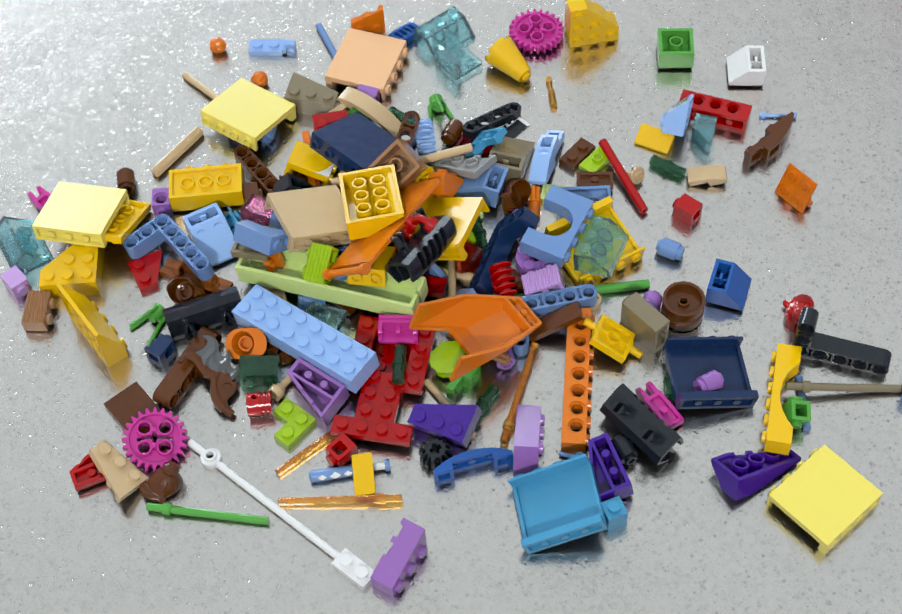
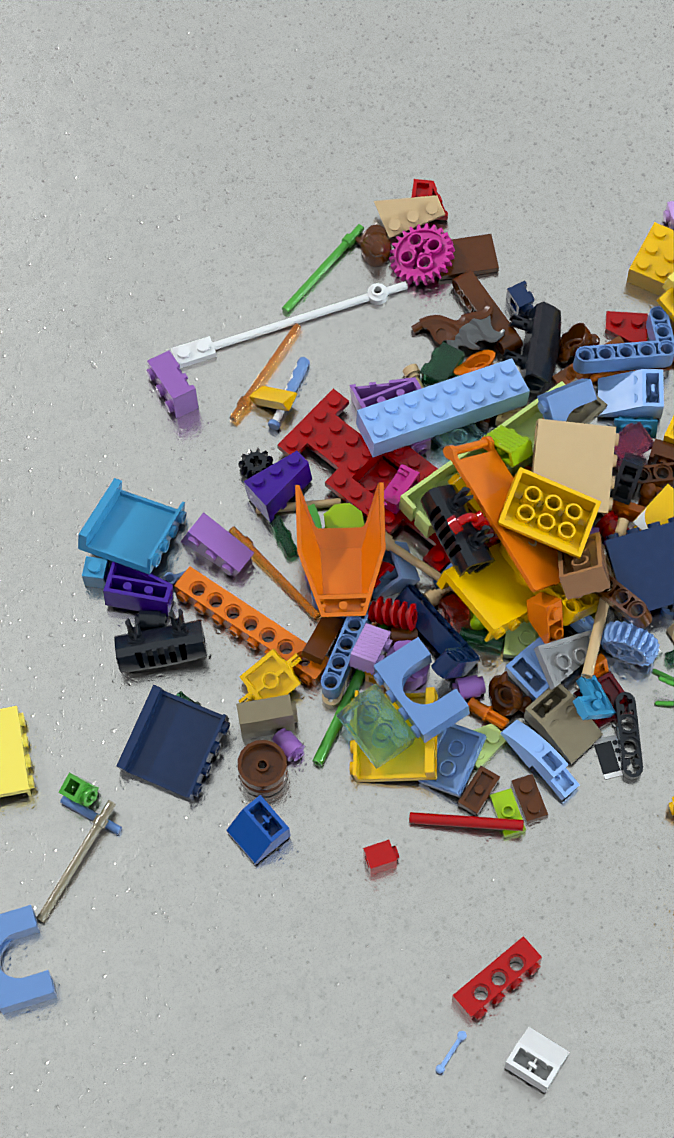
camera: 120 degrees right, 10 degrees up
(38, 310) = (632, 219): medium nougat brick -> none
(94, 326) = (577, 245): yellow slope -> none
(155, 315) = (568, 310): bright green plant -> none
(259, 404) = (403, 353): red piece -> none
(297, 423) = (365, 372): lime plate -> none
(303, 454) = (332, 363): clear orange bar -> none
(343, 446) = (310, 391): red brick -> none
(399, 364) = (359, 471): clear green pin -> none
(452, 132) = (636, 685): reddish brown brick -> none
(498, 456) = (220, 511): blue slope -> none
(551, 93) = (634, 825): pearl gold piece -> none
(636, 174) = (457, 836): tan plate -> none
(654, 139) = (498, 890): yellow slope -> none
(660, 405) = (175, 681): dark pink hinge -> none
(667, 166) = (452, 879): clear green pin -> none
(670, 249) = (342, 807): medium blue brick -> none
(675, 48) = (613, 994): bright green brick -> none
(677, 117) = (501, 919): light blue slope -> none
(703, 131) = (473, 946): clear light blue slope -> none
(707, 173) = (413, 911): tan slope -> none
(709, 382) = (159, 729): medium lavender brick -> none
(749, 472) = (55, 718): dark purple wedge -> none
(774, 139) = (417, 1020): reddish brown slope -> none
(778, 429) = (68, 758): yellow arch -> none
(794, 308) = (185, 880): red hair -> none
(796, 188) = (341, 978): orange hinge -> none
(836, 349) = (118, 884): black beam -> none

